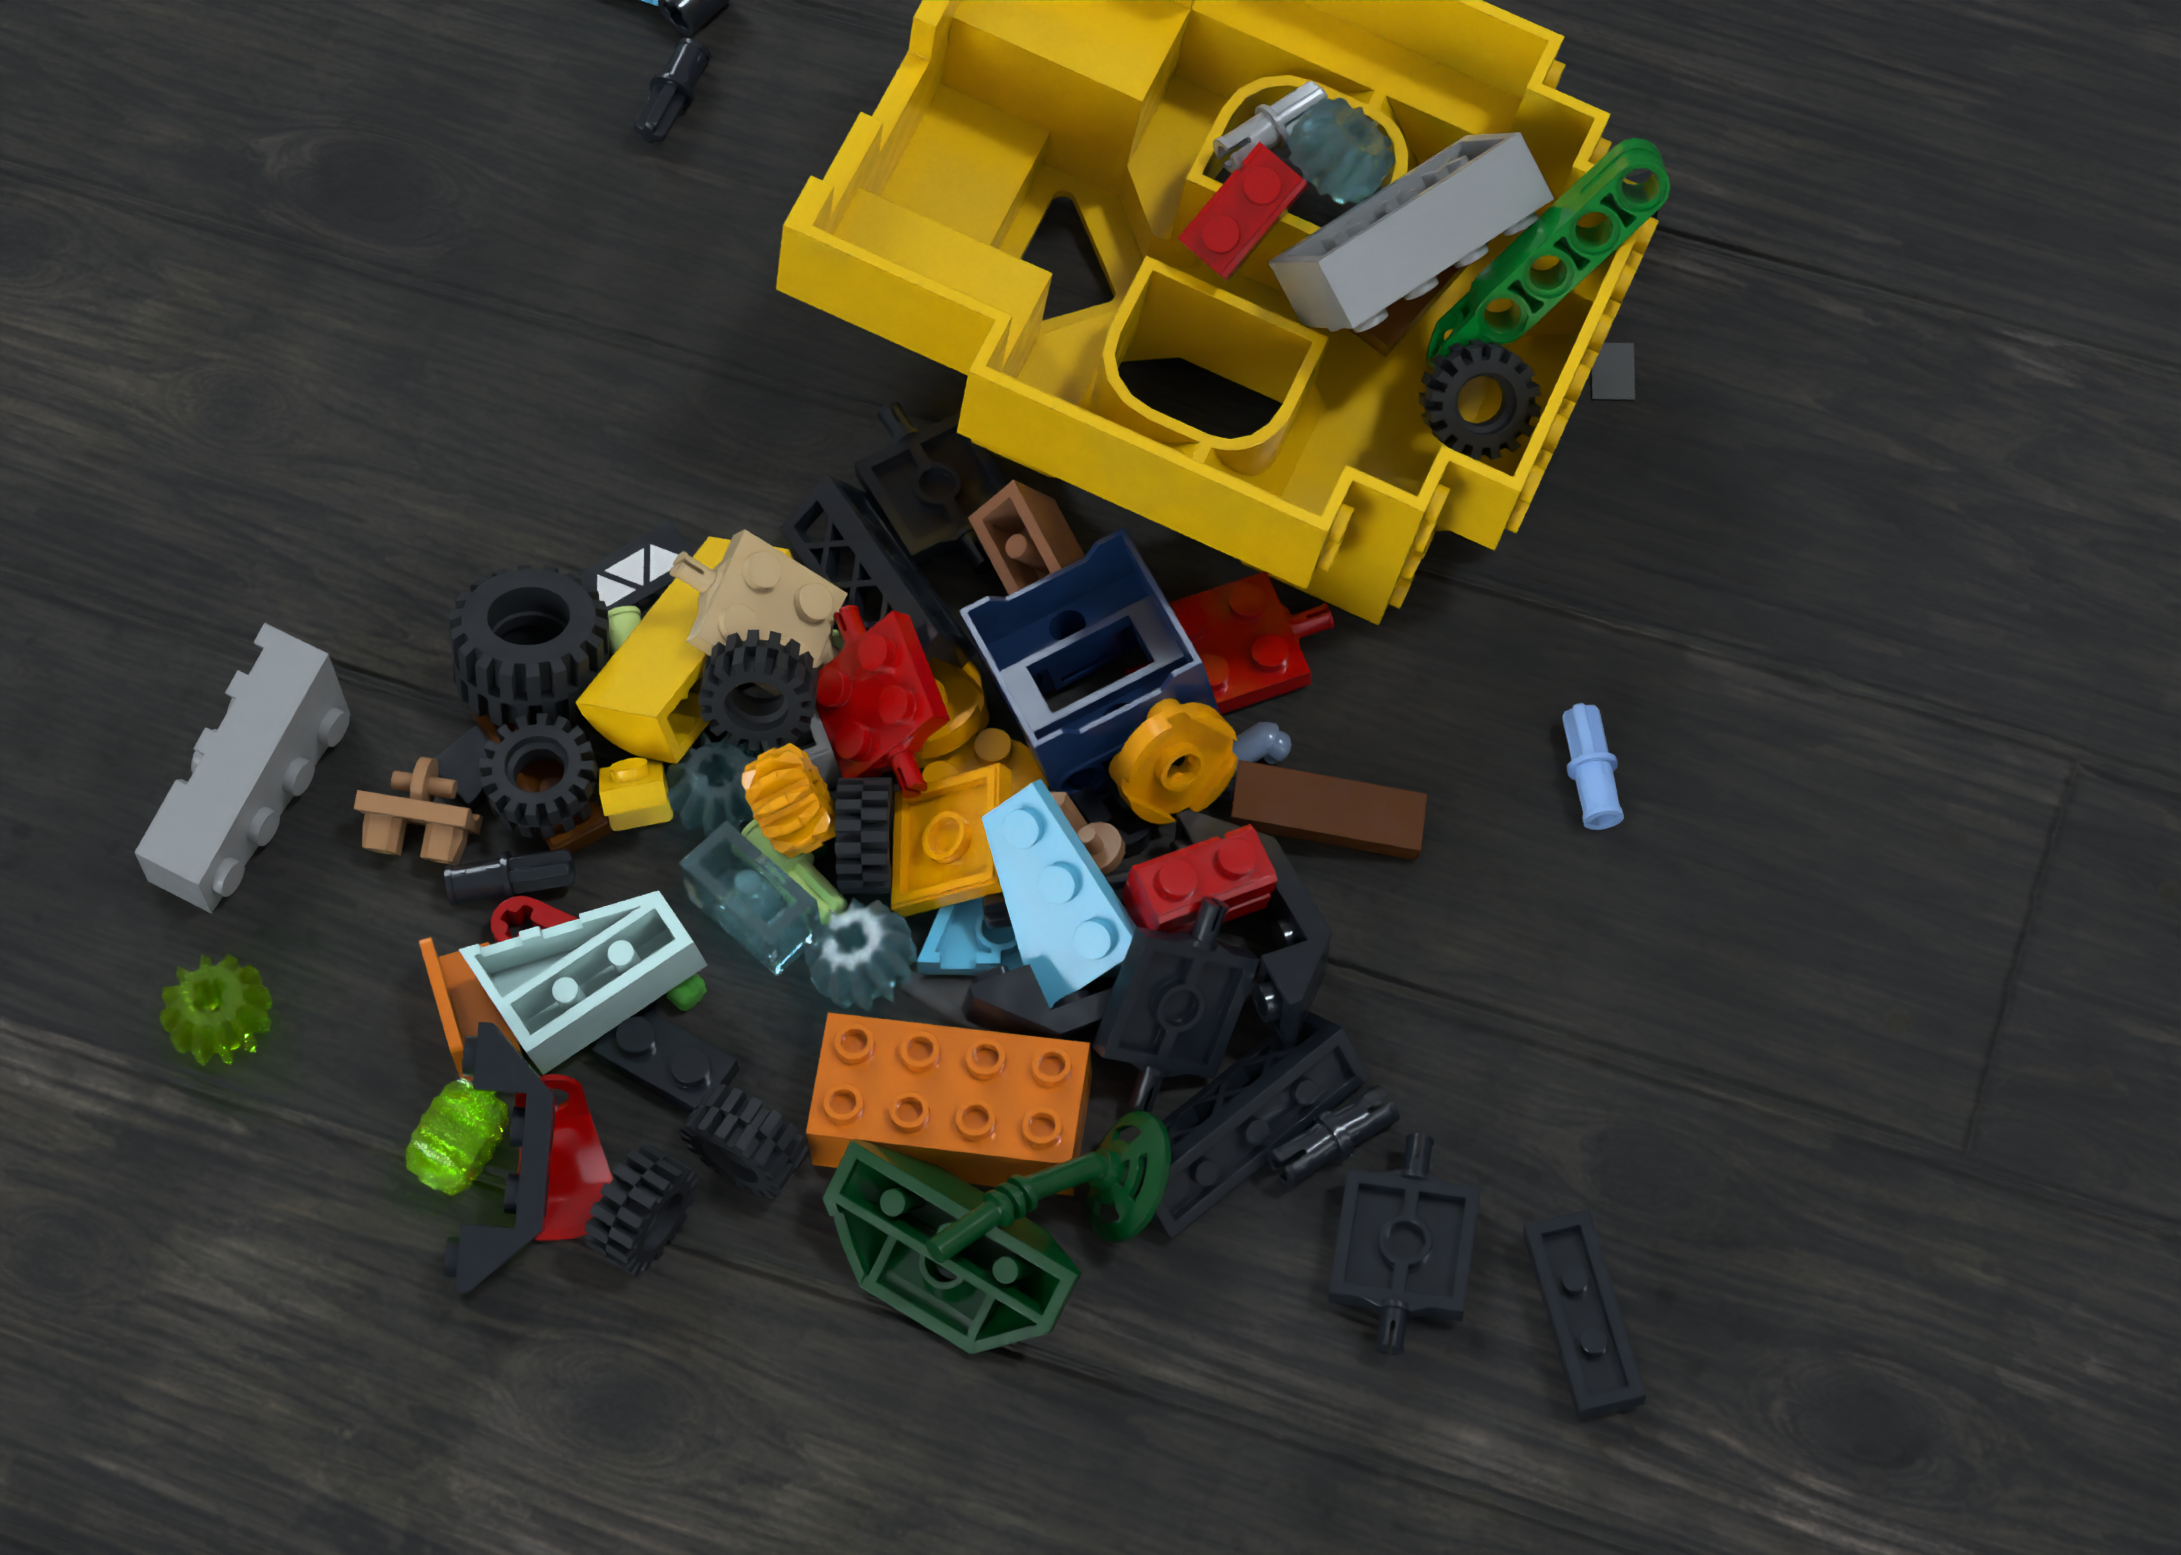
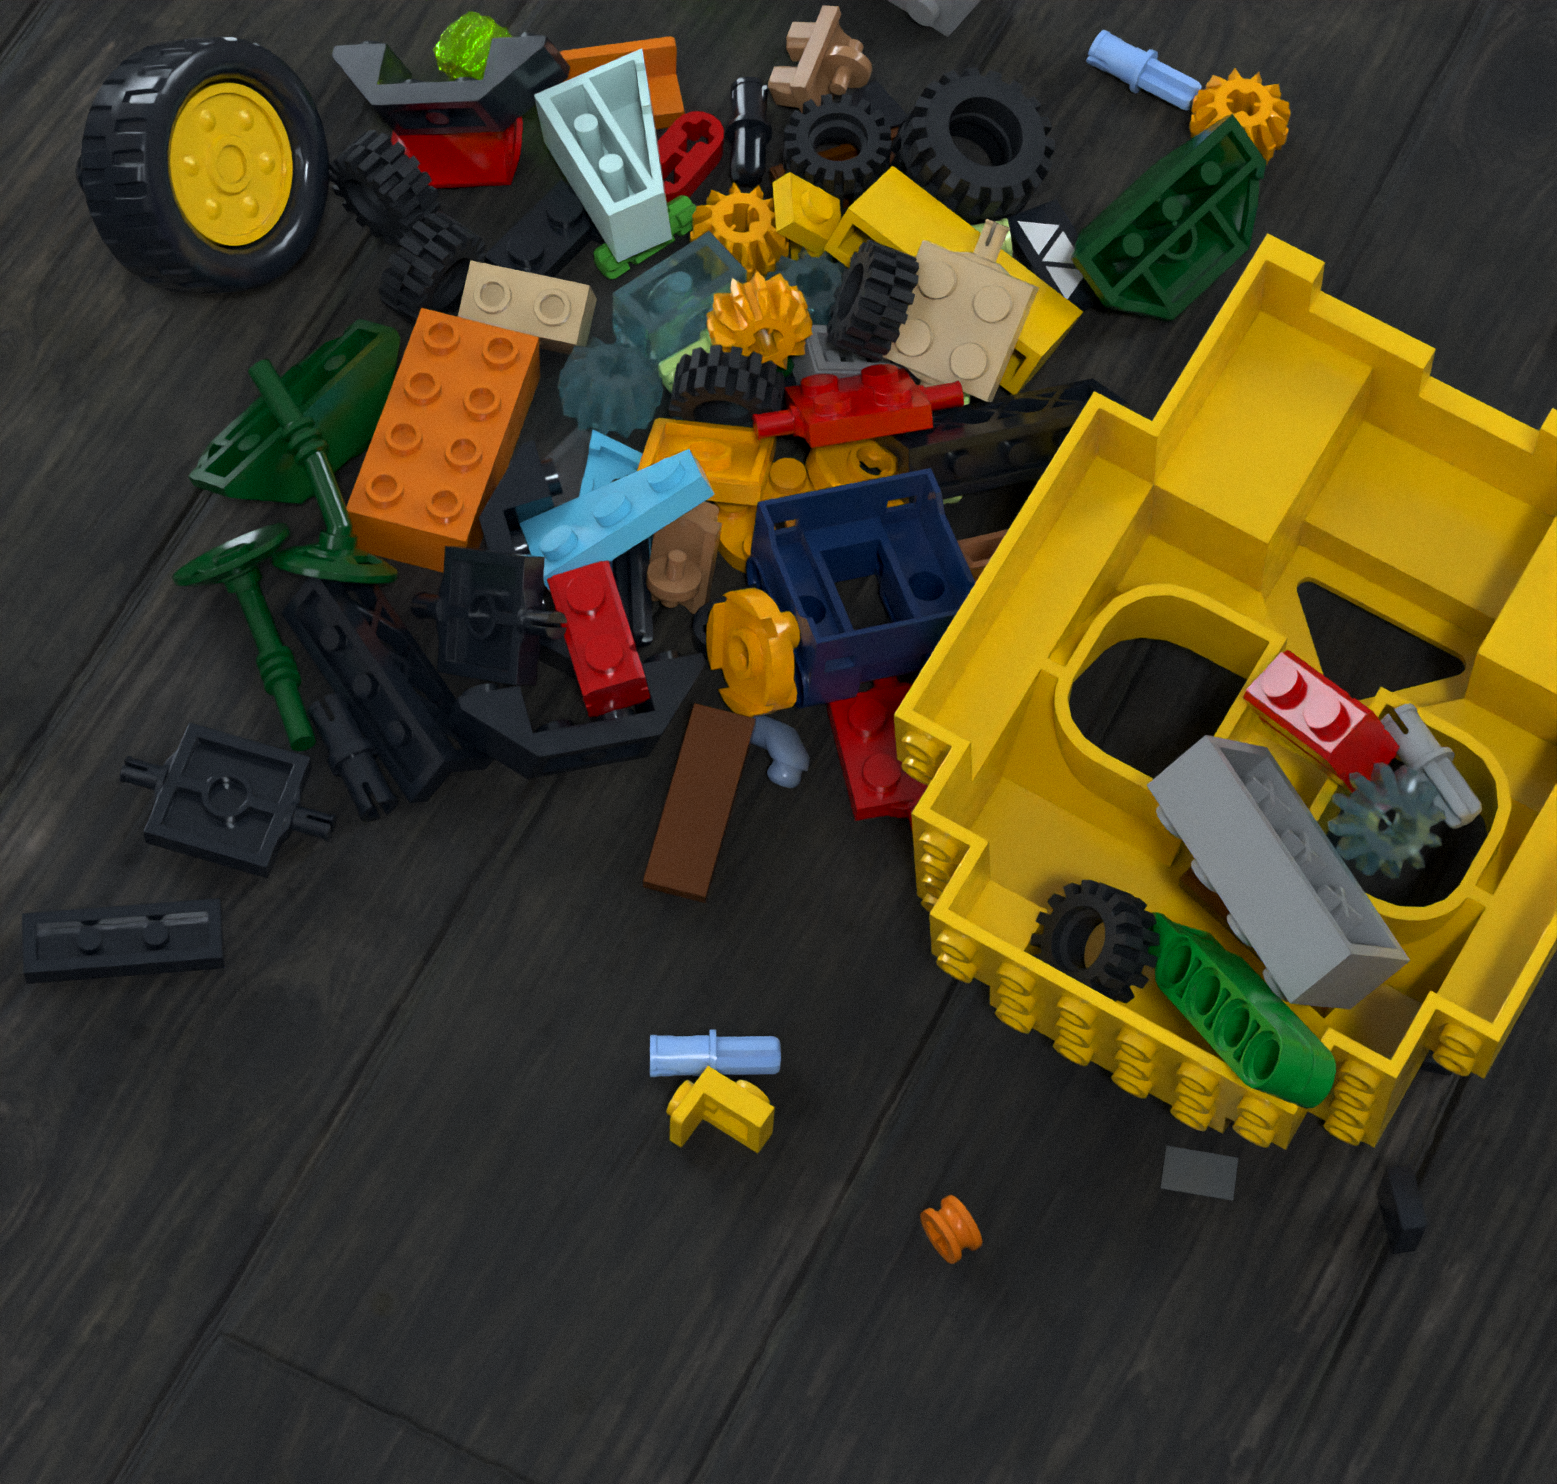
camera: 90 degrees right, 0 degrees up
(390, 521) = (1142, 70): none -> light blue axle
(450, 424) = (1252, 104): none -> light orange gear
(589, 468) = (1175, 225): none -> dark green wedge
(639, 841) = (744, 227): none -> light orange gear
(674, 1371) = (205, 165): none -> black wheel
(780, 1039) = (529, 304): none -> tan brick
(1150, 1271) = (237, 567): none -> dark green dish
(1643, 760) = (732, 1107): none -> yellow bracket
(1726, 546) = (951, 1229): none -> orange bush

